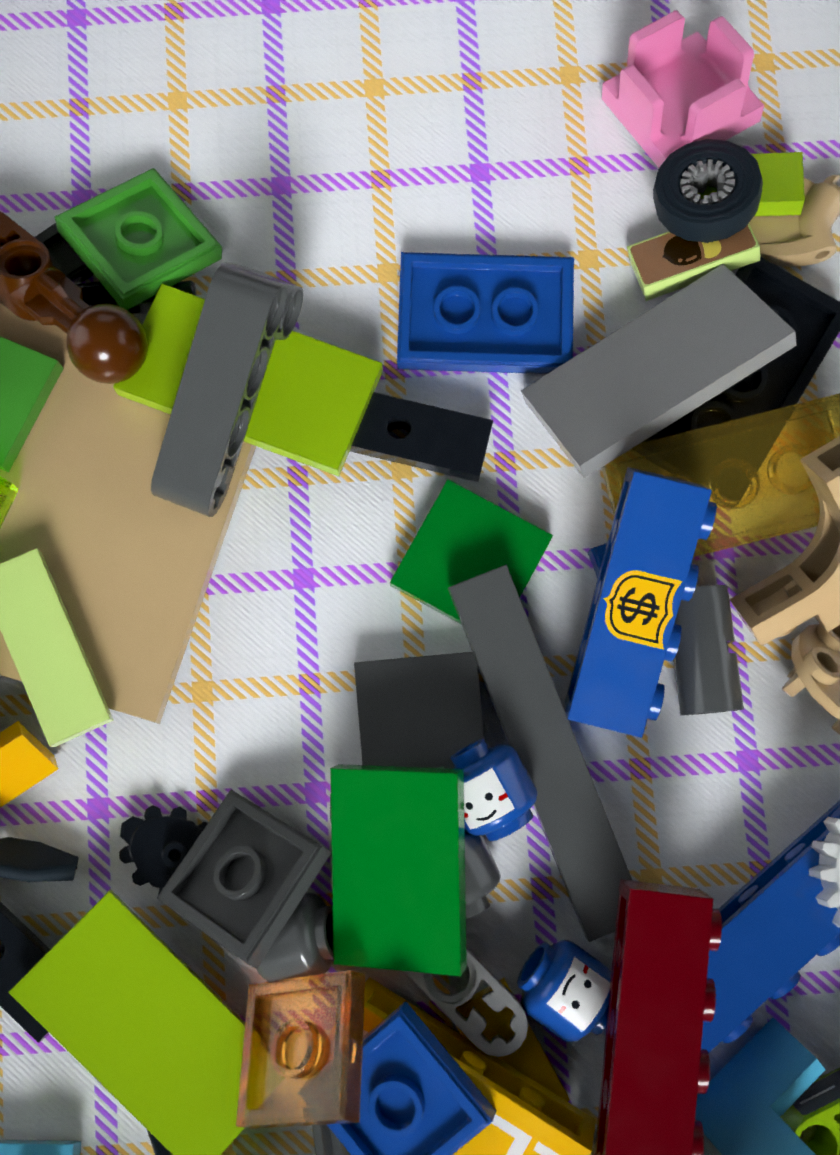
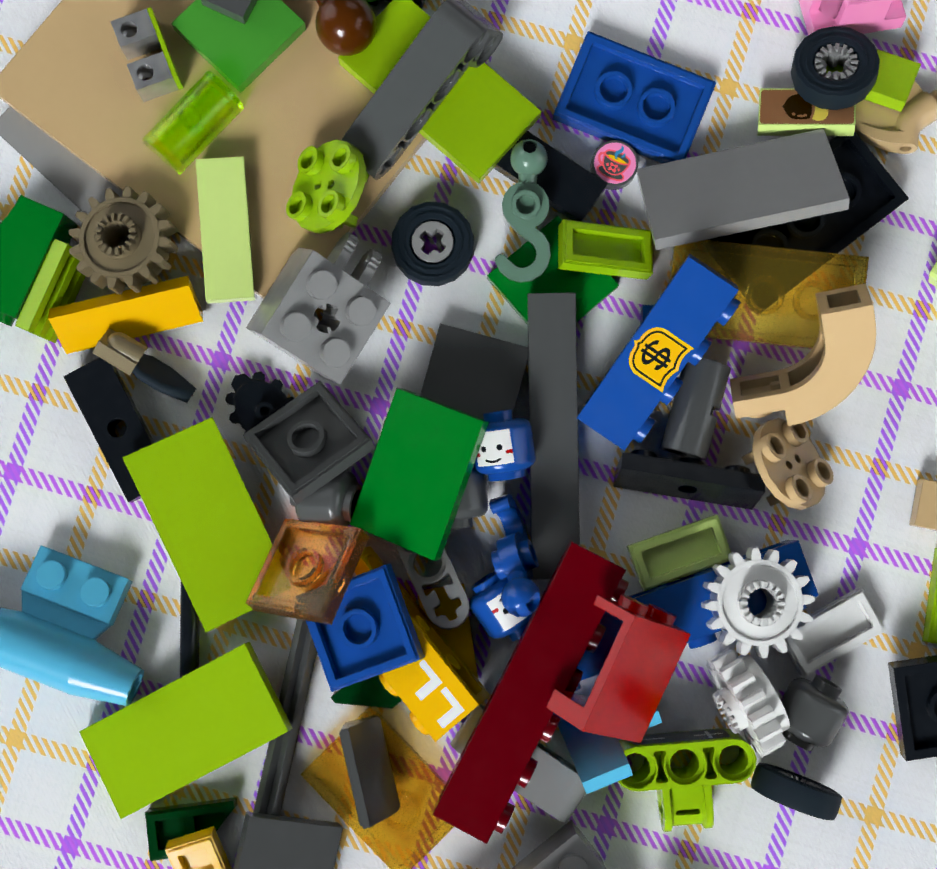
camera: 20 degrees right, 5 degrees up
(154, 548) = (327, 187): none -> lime plate
(233, 685) = (347, 303): none -> light grey hinge
(294, 541) = (429, 220): none -> black bush
(406, 487) = (525, 209): none -> sand green piece
(492, 394) = (614, 164): none -> tile
(520, 499) = (605, 249): none -> lime tile
(563, 935) = (515, 559): none -> blue piece
(732, 741) = (689, 479): none -> black tile
(754, 836) = (679, 552): none -> yellowish green tile
(778, 1043) = (631, 675): none -> red panel

